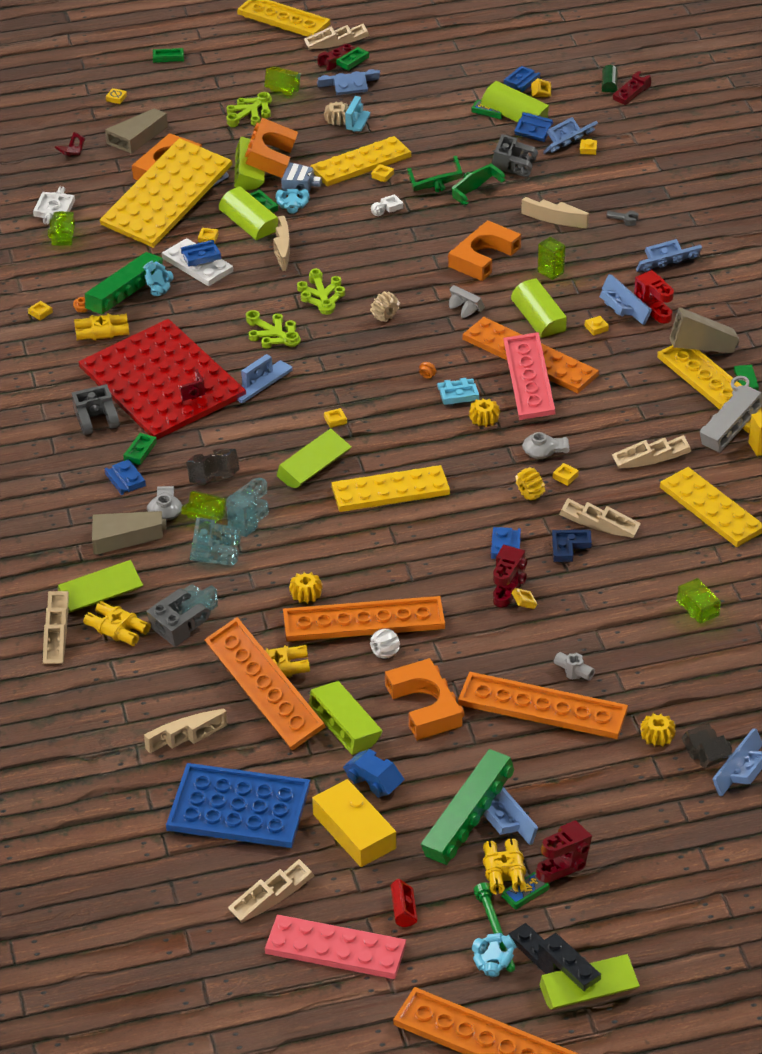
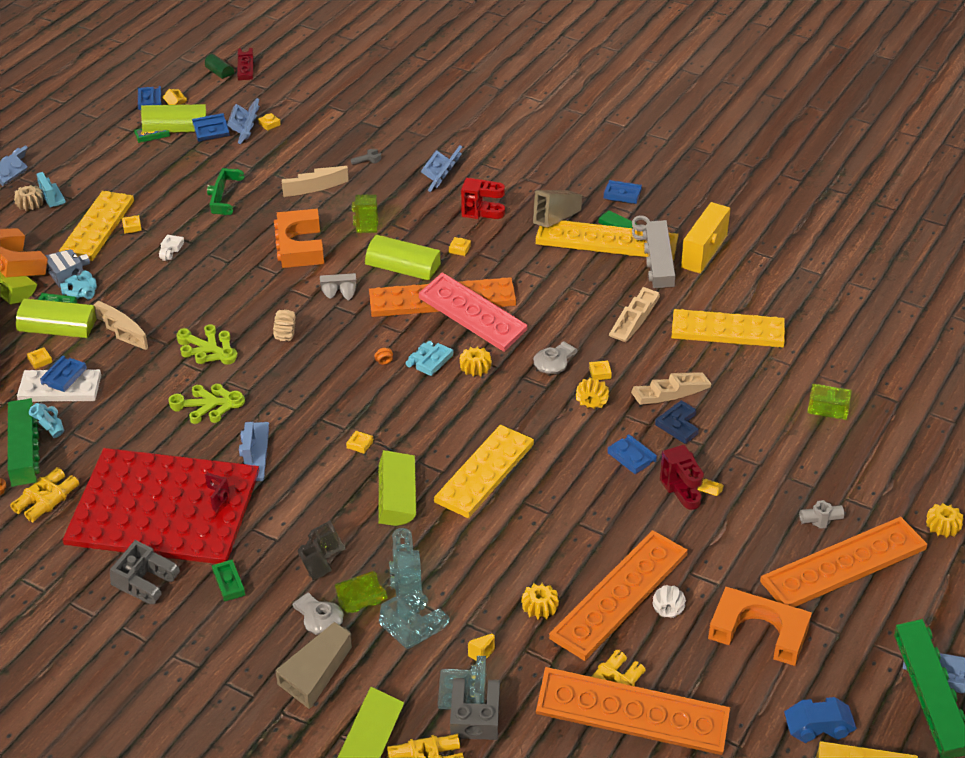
camera: 45 degrees left, 0 degrees up
(125, 477) = (245, 616): blue plate -> none
(233, 588) = (481, 646): none -> yellow slope
(344, 717) = (740, 690): lime brick -> none
(436, 181) = (188, 207): green piece -> none
(509, 154) = (218, 156): dark grey brick -> none
(623, 300) = (457, 215): medium blue bracket -> none

